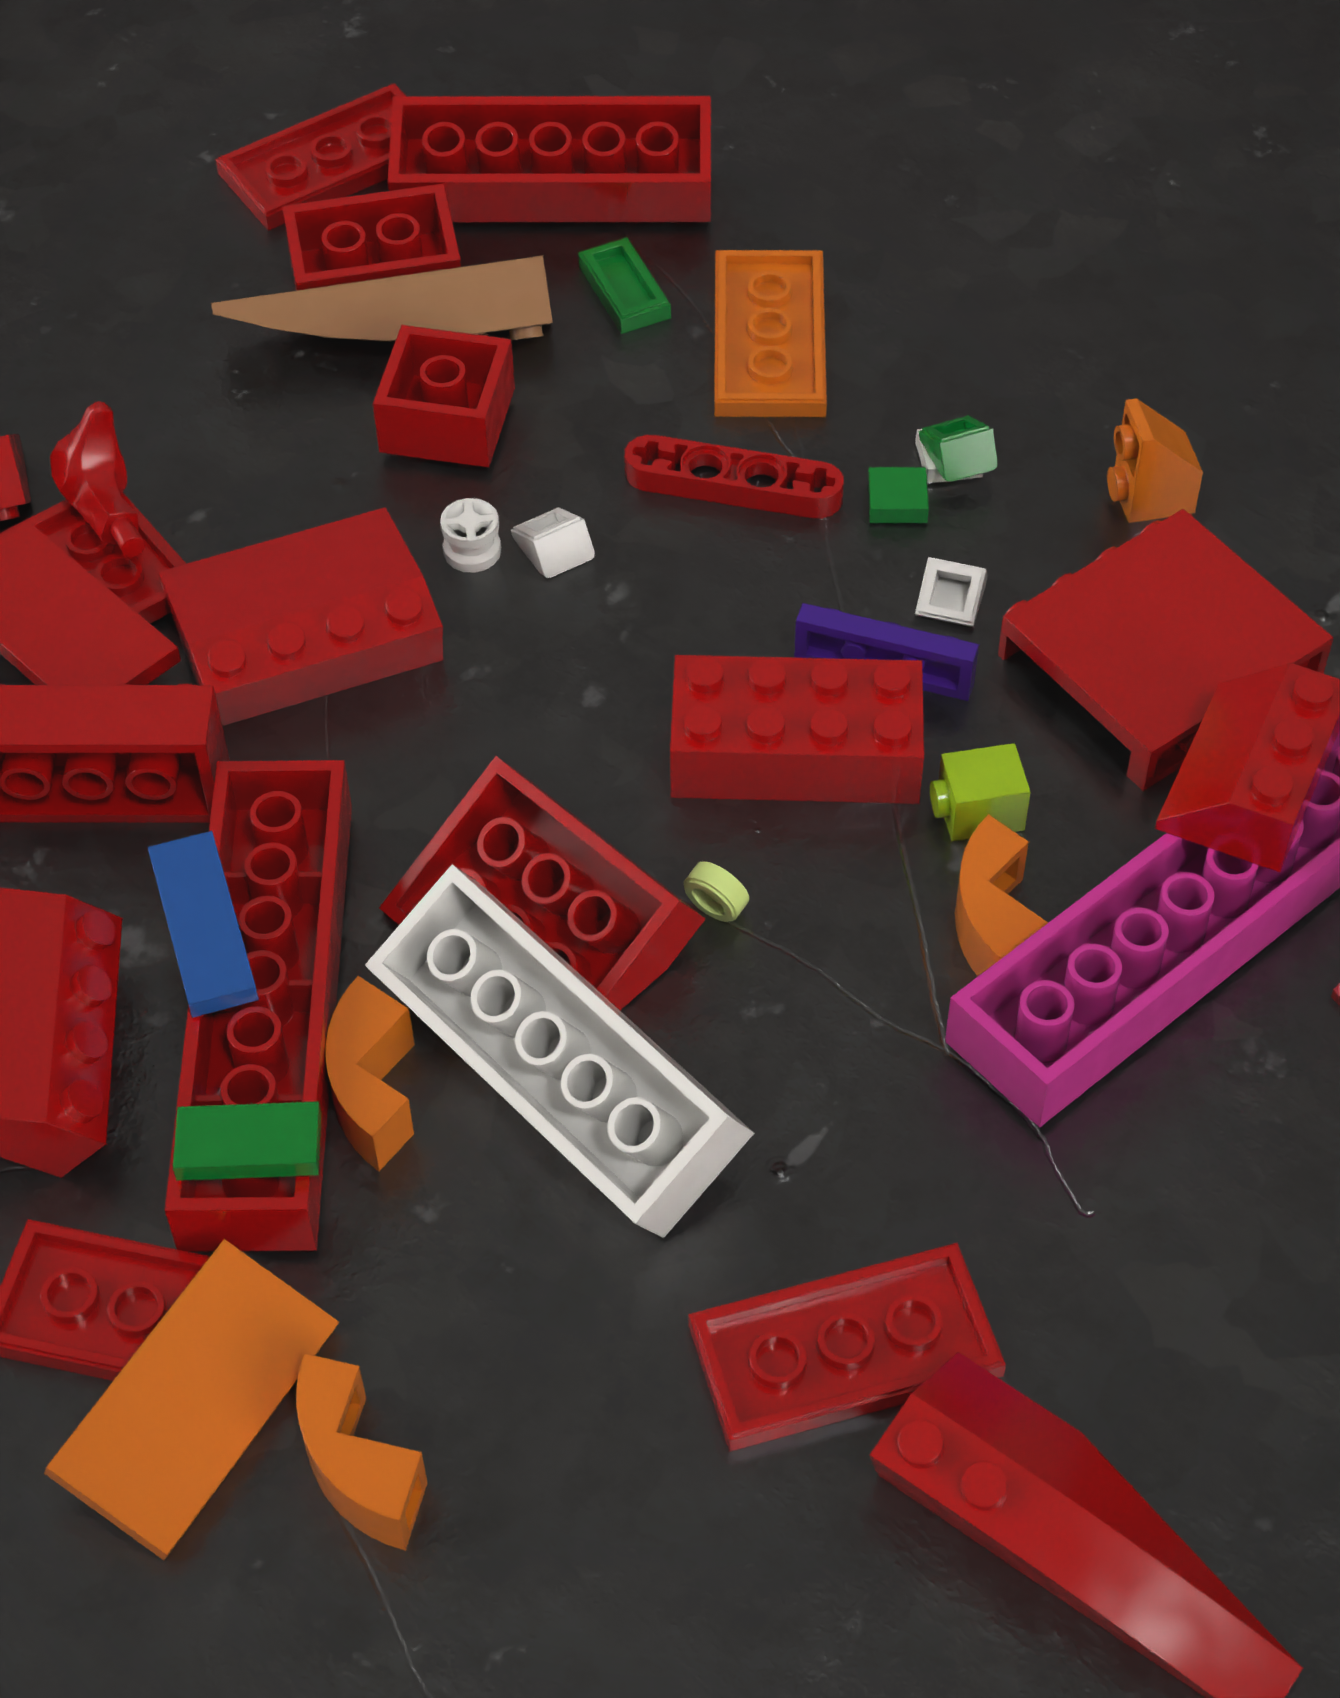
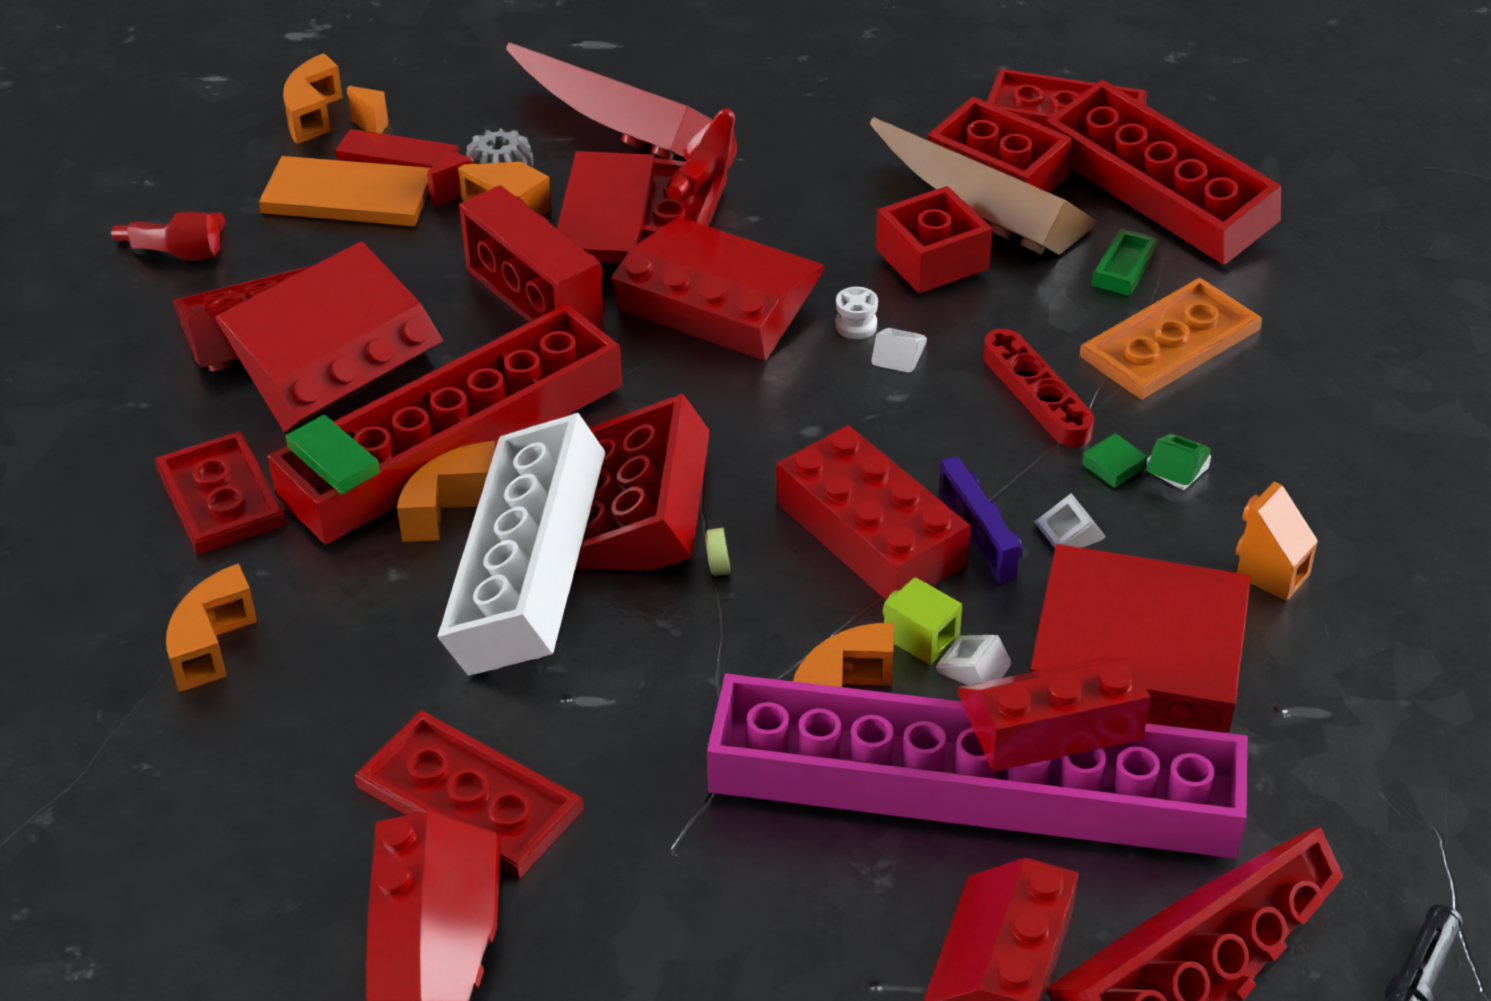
camera: 50 degrees right, 10 degrees down
(191, 1399) = (178, 546): orange tile -> none
(202, 924) = (451, 357): blue tile -> none
(1061, 792) = (975, 659): none -> white slope

